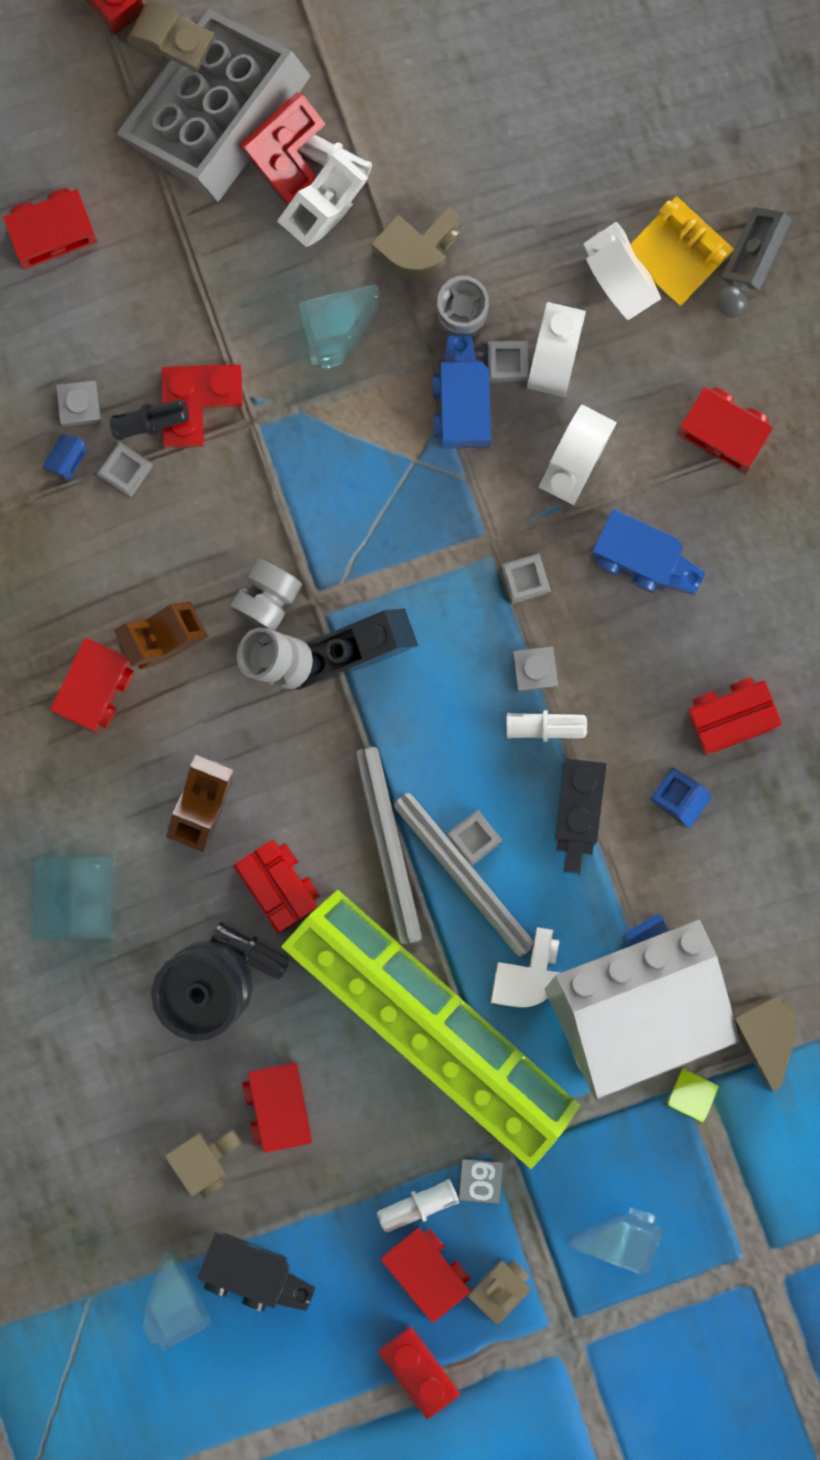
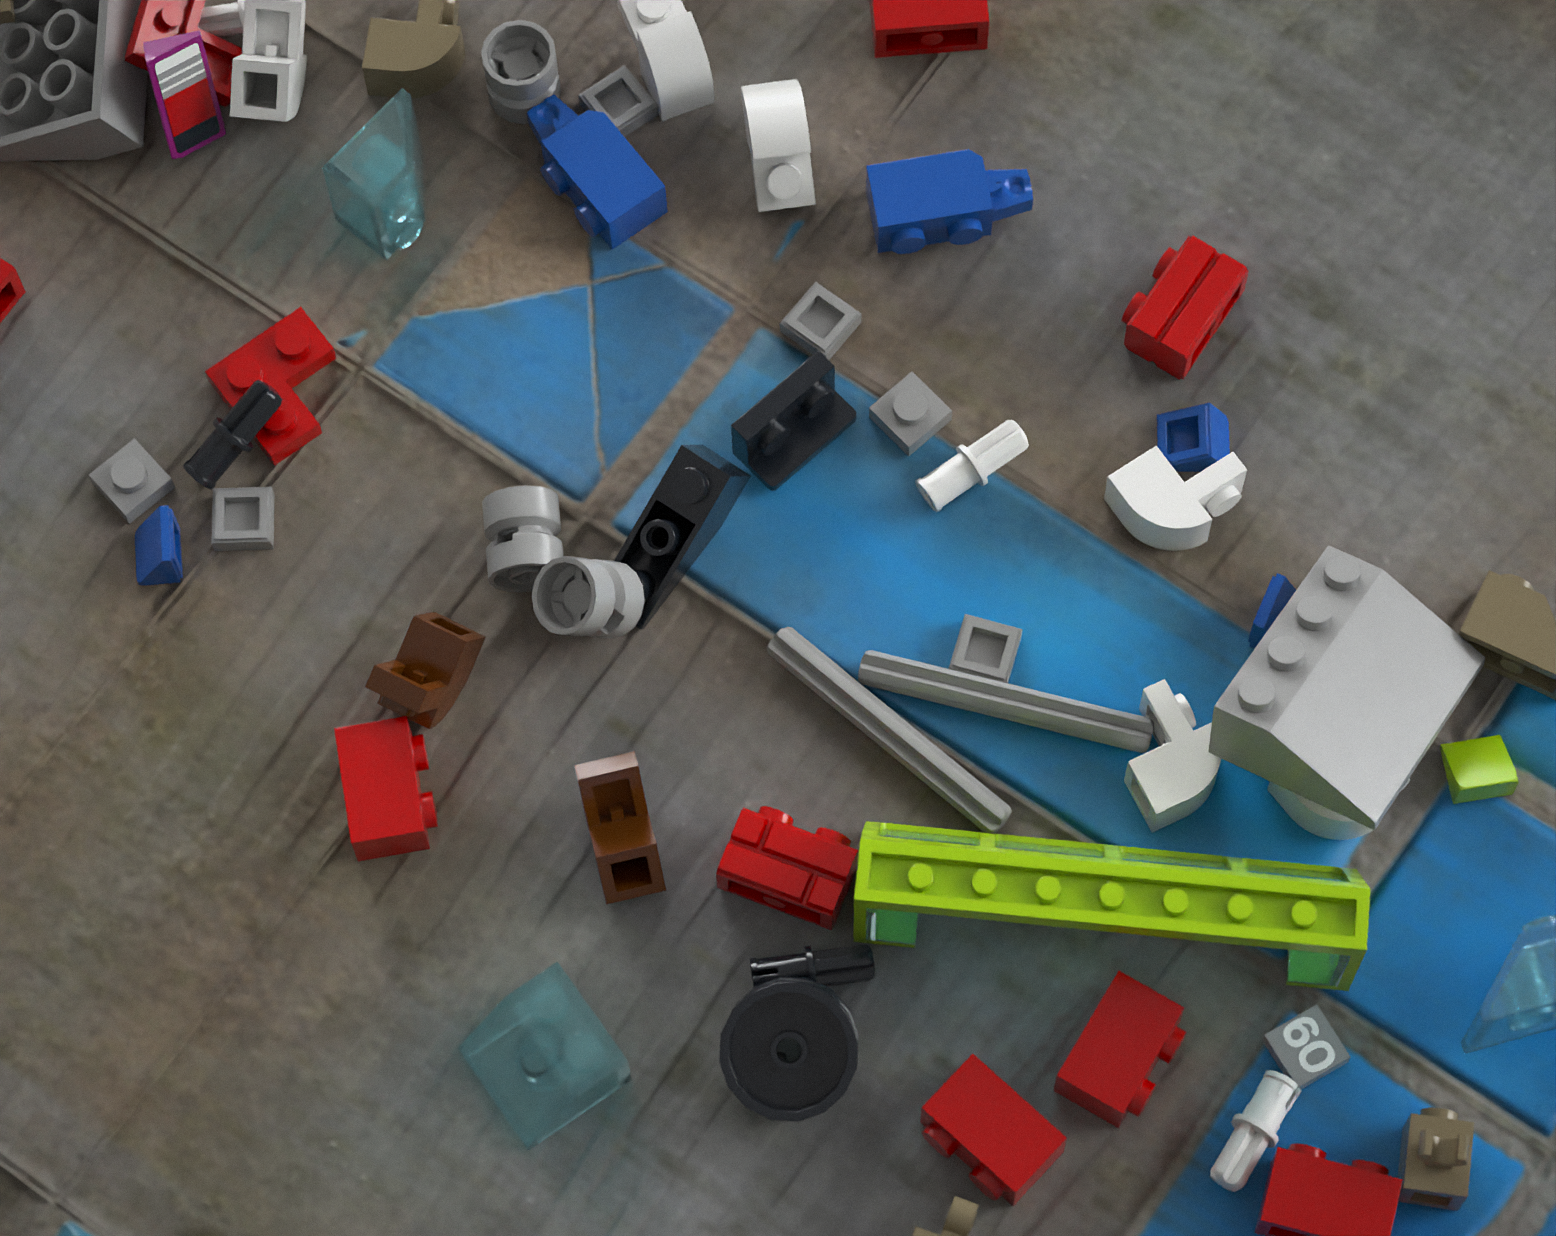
camera: 30 degrees left, 15 degrees down
(260, 188) = (184, 92): none -> slope
(379, 1113) = (1120, 1049): none -> red brick
(462, 633) = (792, 423): none -> black bracket
(579, 810) = (1086, 526): black hinge -> none
(631, 829) = (1165, 509): none -> white brick

